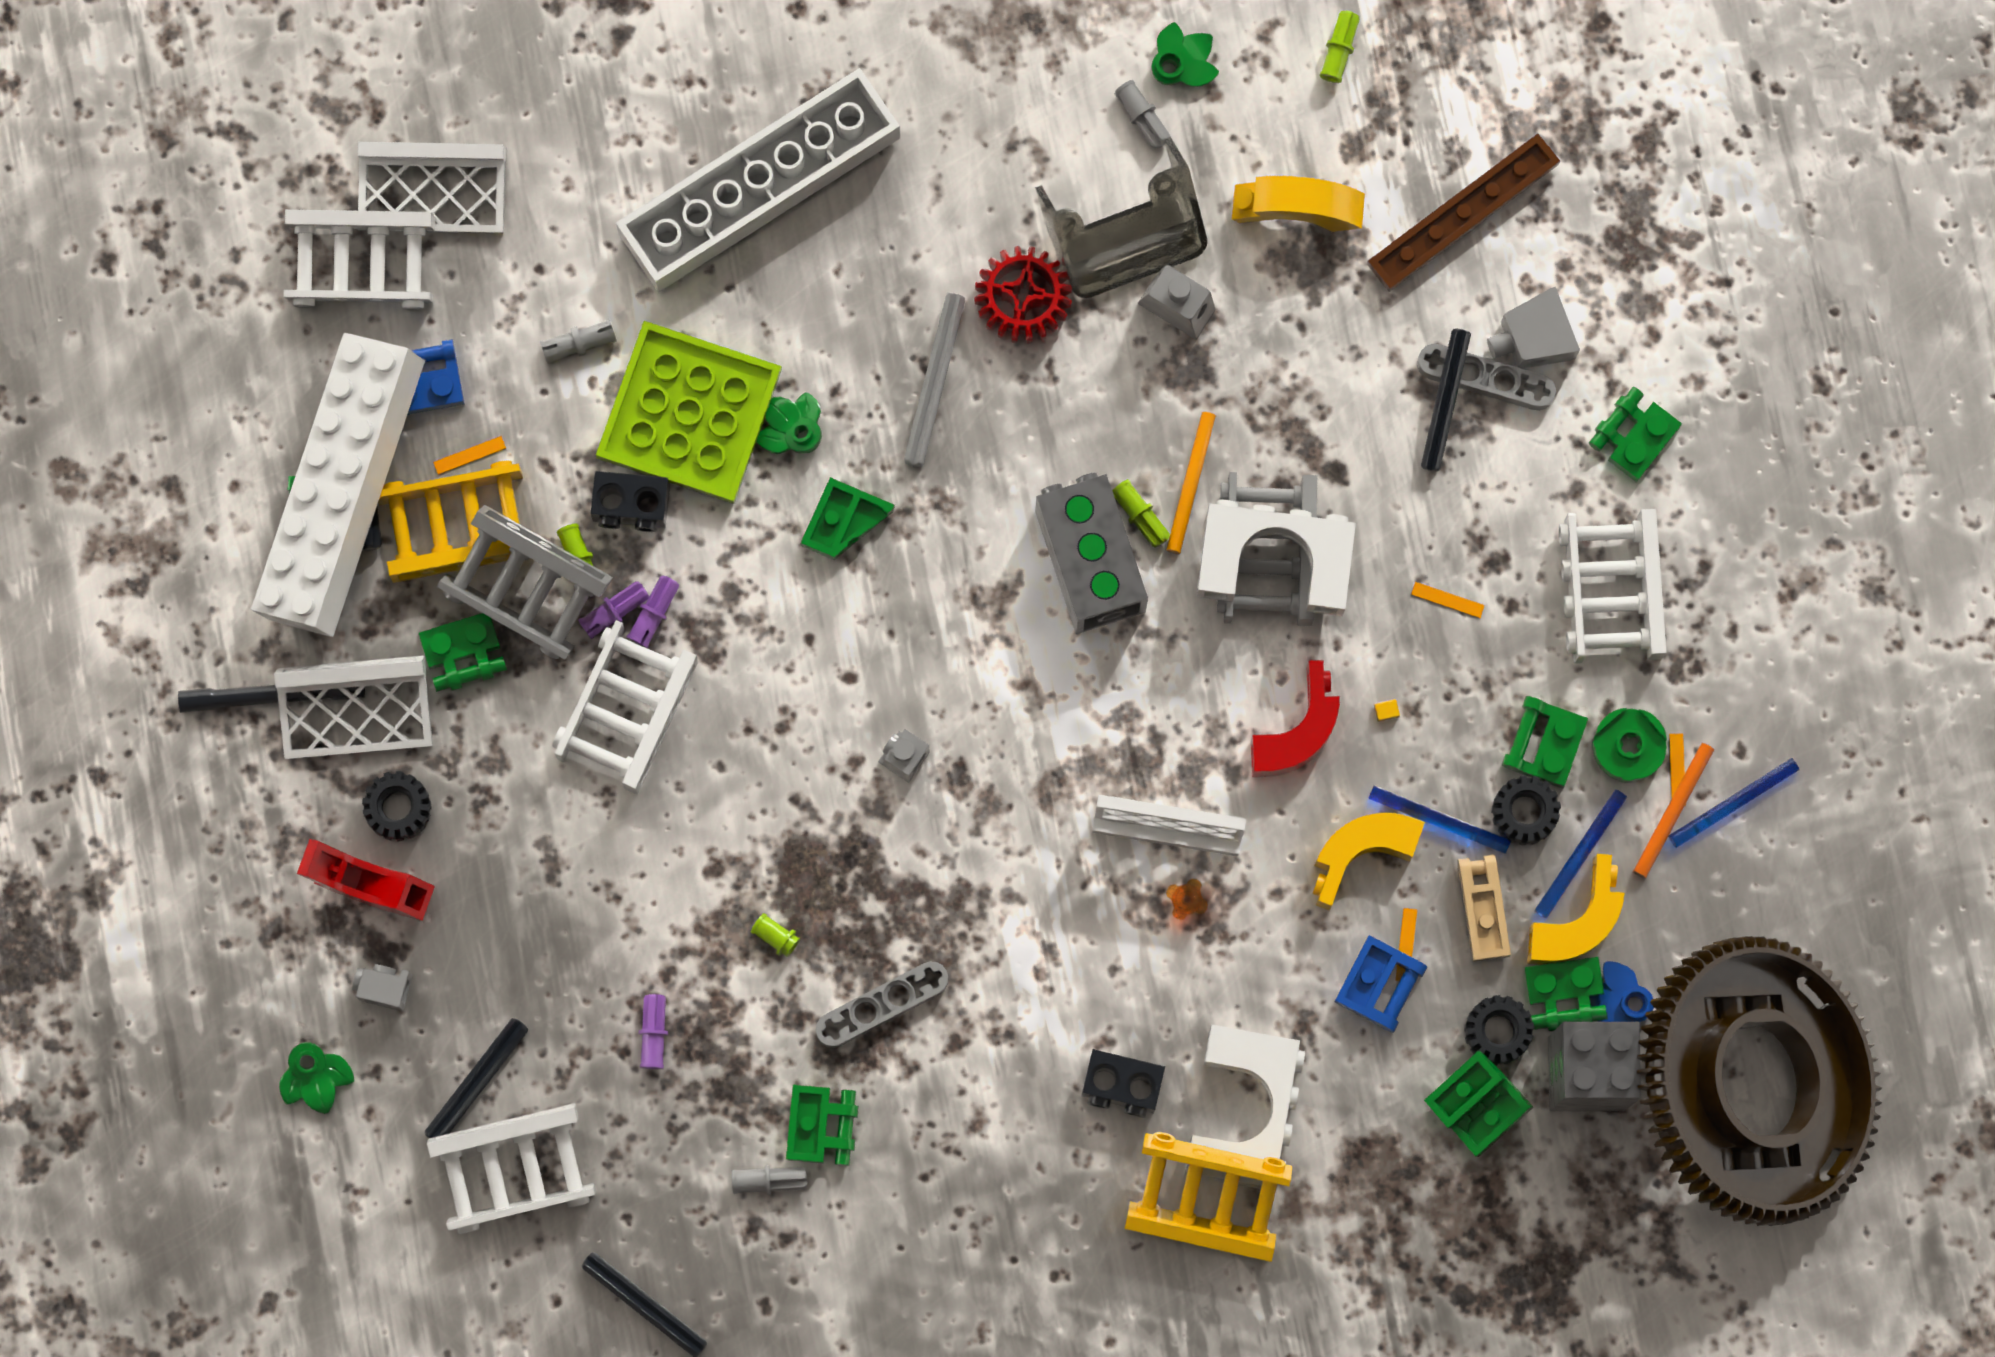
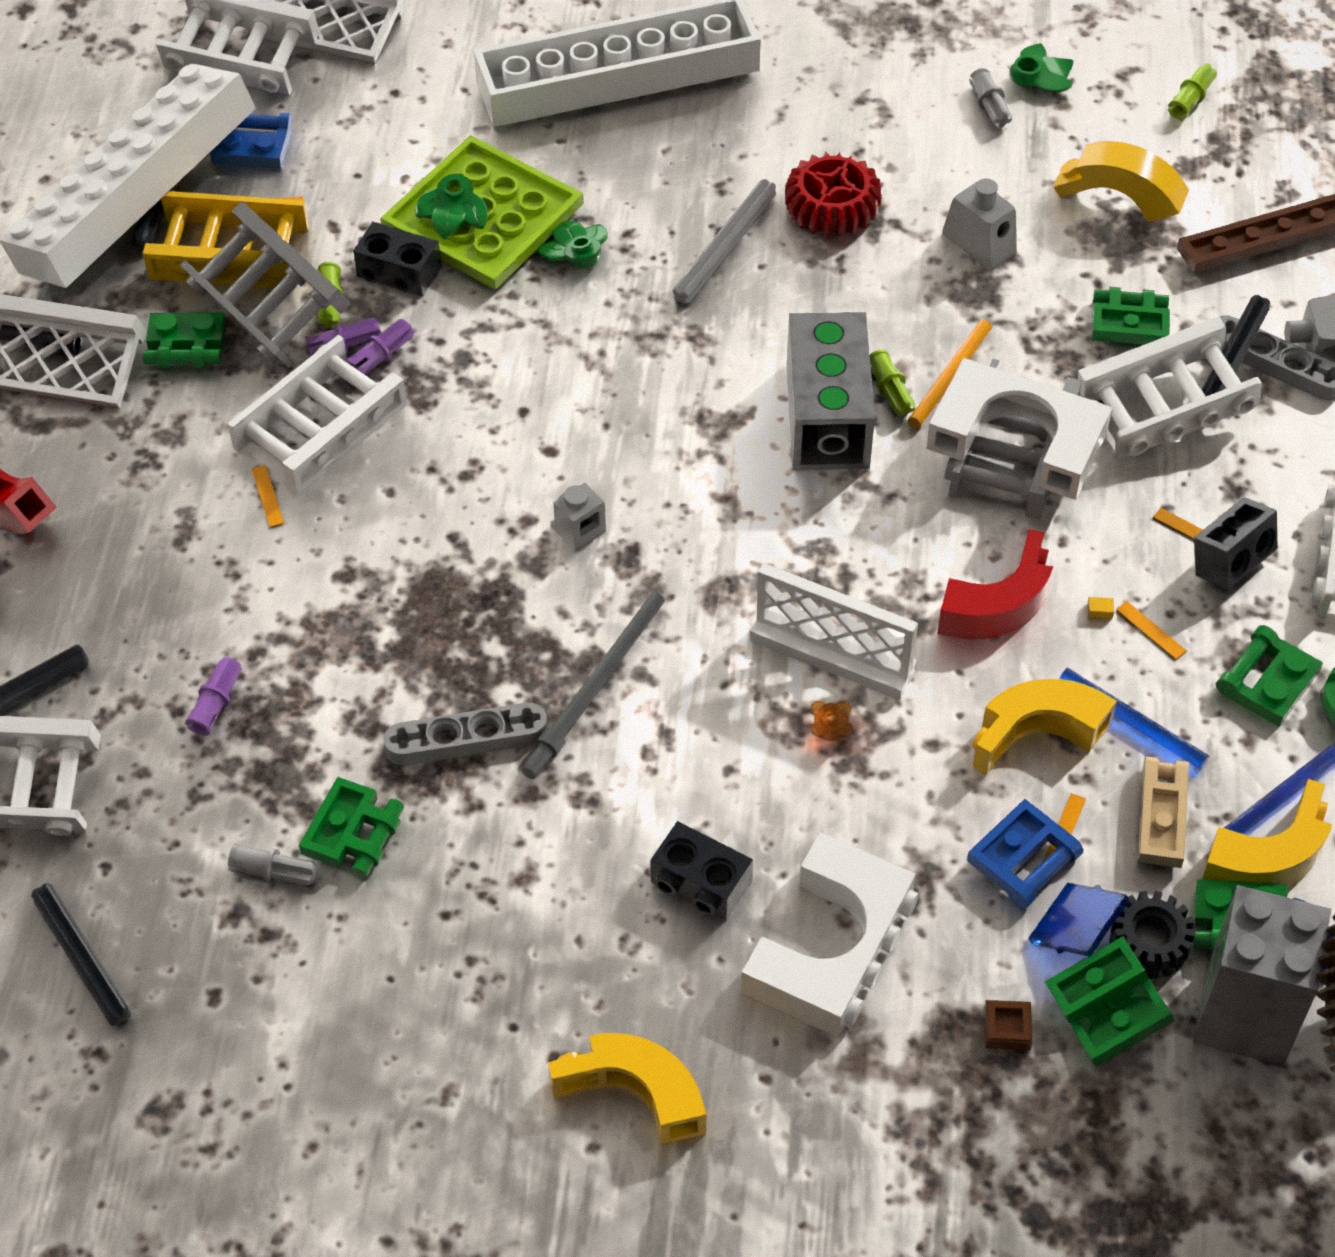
camera: 20 degrees right, 25 degrees down
(381, 790) = (60, 456): black tyre -> none
(578, 341) = (404, 142): light grey pin -> none
(611, 804) = (267, 496): none -> light orange piece
(665, 432) = (452, 209): none -> green plate
(775, 935) = (386, 648): lime pin -> none
(843, 519) = (595, 320): green wing -> none
(957, 990) = (553, 738): none -> dark grey bar
(1131, 241) = (933, 186): clear smoke windscreen -> none
(1135, 1271) = (642, 1069): none -> yellow arch
(1219, 1231) = (722, 1029): yellow fence -> none
(1342, 377) = (1129, 316): none -> green plate
(1364, 443) = (1157, 358): none -> white fence
(1403, 1142) = (1008, 1025): none -> reddish brown tile
(1435, 719) = (1151, 630): none -> light orange piece
(1438, 1035) = (1078, 919): none -> clear blue piece
(1491, 619) = (1235, 543): none -> black brick
(1536, 790) = (1240, 710): black tyre -> none

